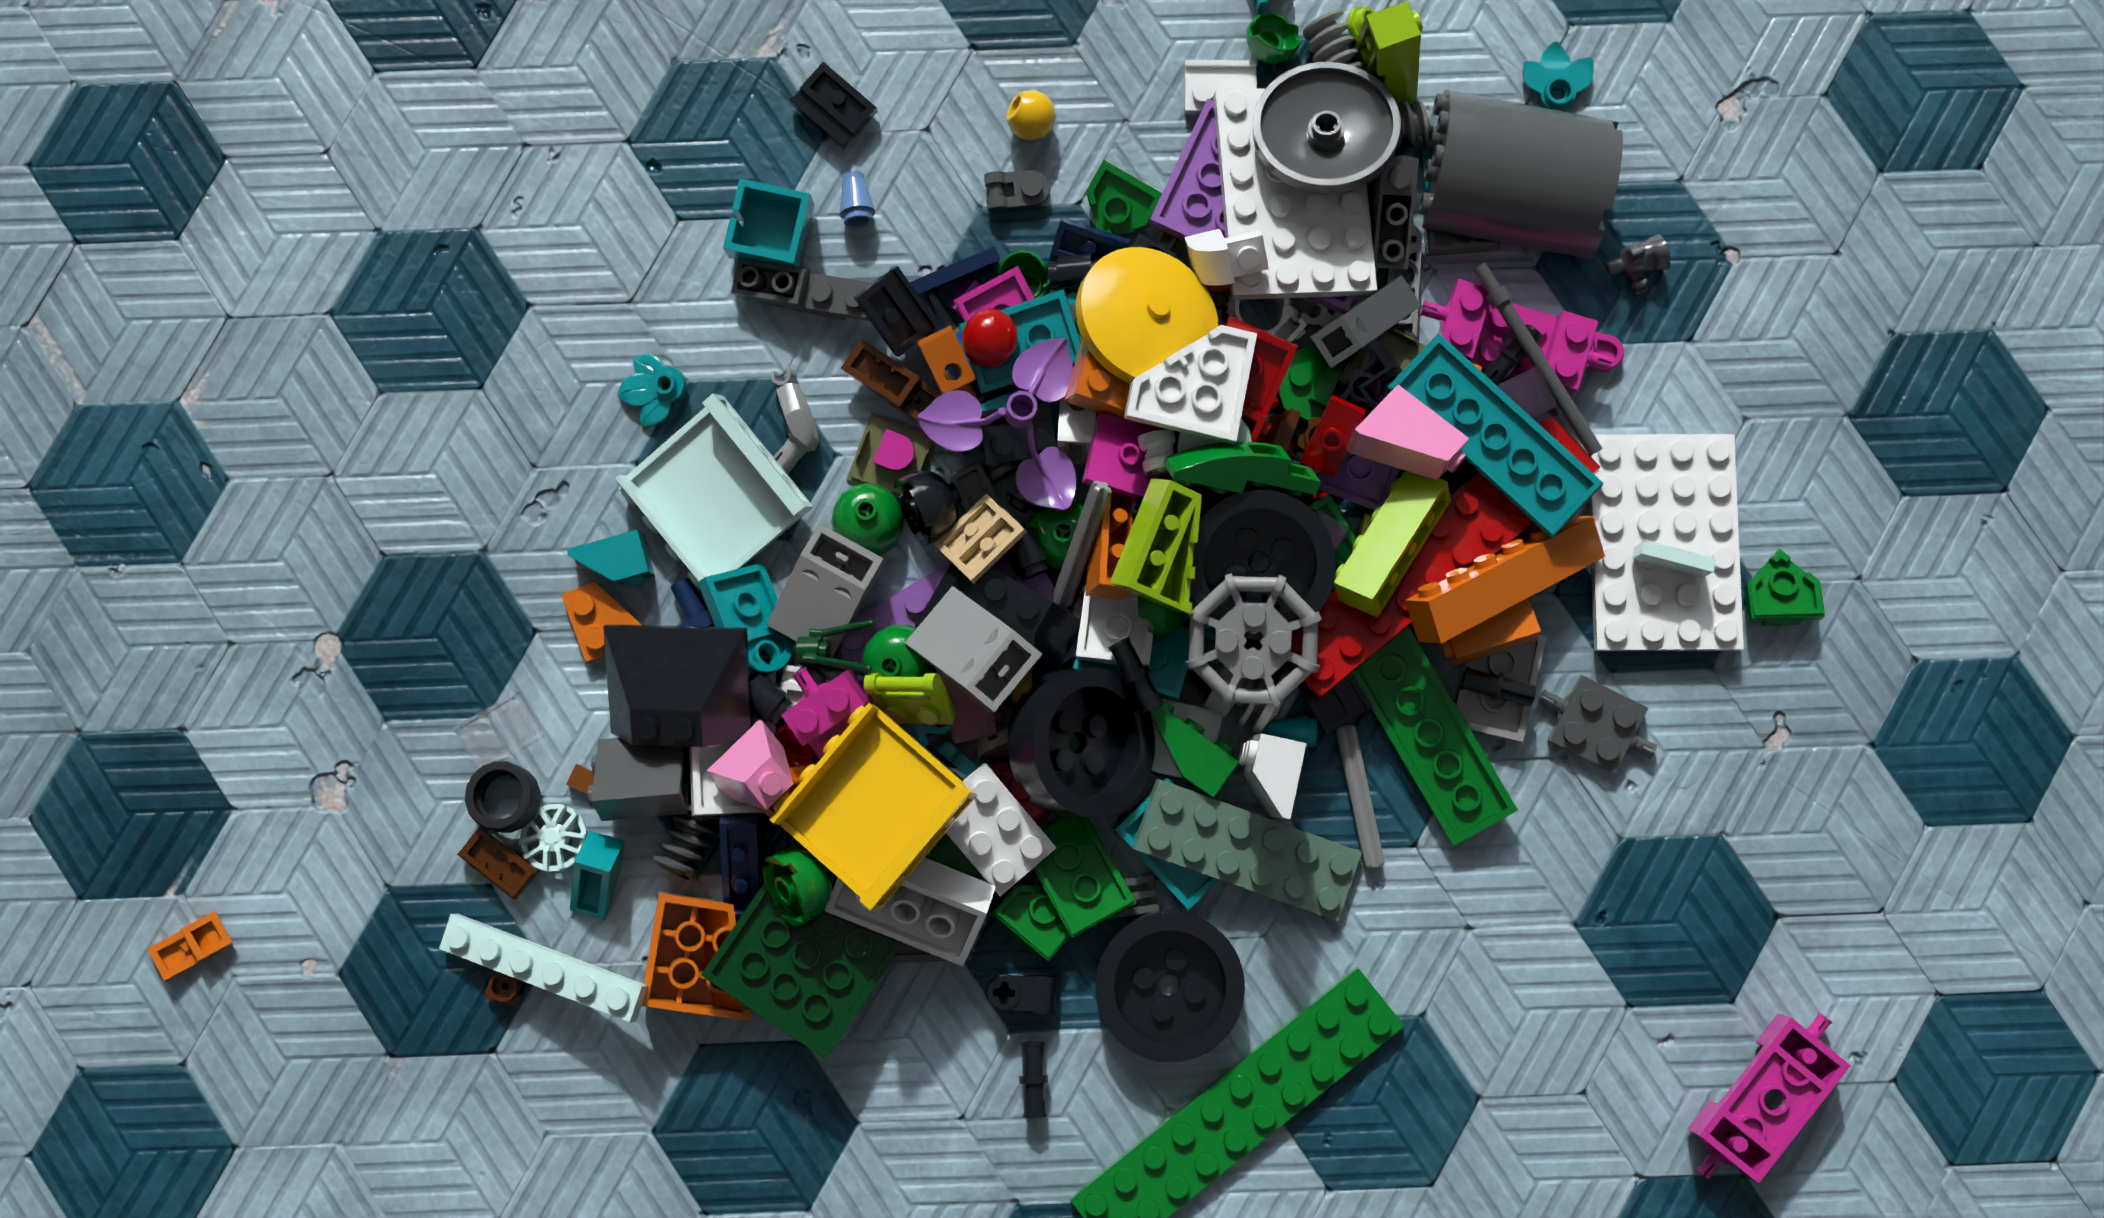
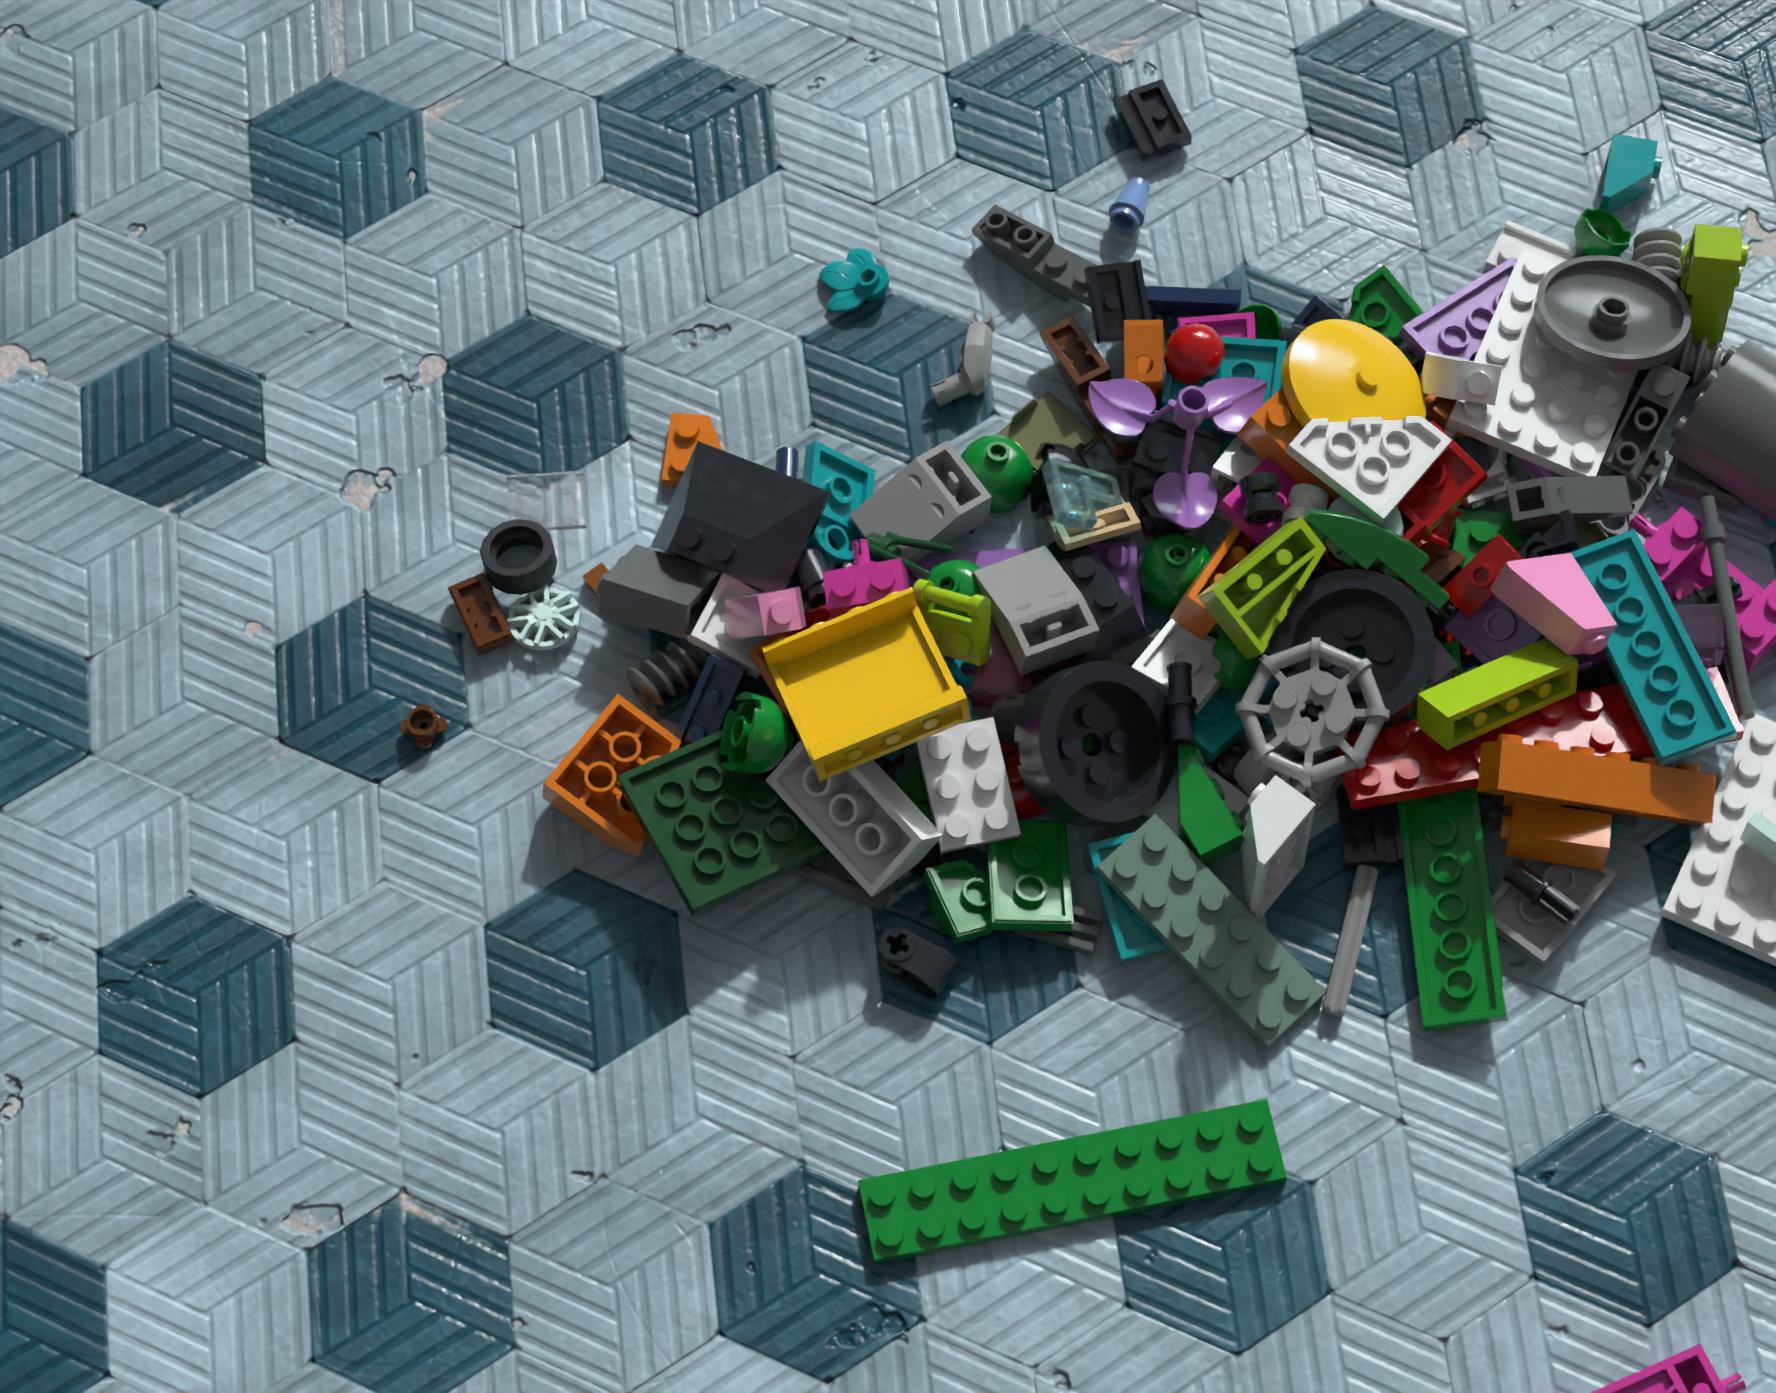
camera: 30 degrees right, 20 degrees down
(190, 946) = (154, 560): orange slope -> none
(543, 967) = (472, 716): light aqua plate -> none
(596, 875) = (565, 665): teal slope -> none
(618, 558) = (740, 402): teal slope -> none
(714, 492) = (865, 386): light aqua panel -> none
(773, 224) = (1045, 184): teal piece -> none
(894, 452) = (1051, 427): dark pink tile -> none
(951, 524) = (1078, 493): none -> clear light blue plate
(1028, 555) = (1131, 560): black brick -> none
(1030, 190) = (1301, 264): dark grey plate -> none
(1031, 115) = (1334, 202): yellow piece -> none
(1033, 1079) = (883, 1048): black pin -> none
(1082, 543) = (1190, 567): light grey axle -> none
(1125, 471) = (1261, 498): none -> black wheel
(1175, 1024) = (1073, 980): black brick -> none
(1295, 728) = (1323, 852): teal cone -> none
(1597, 723) = (1631, 985): dark grey plate -> none

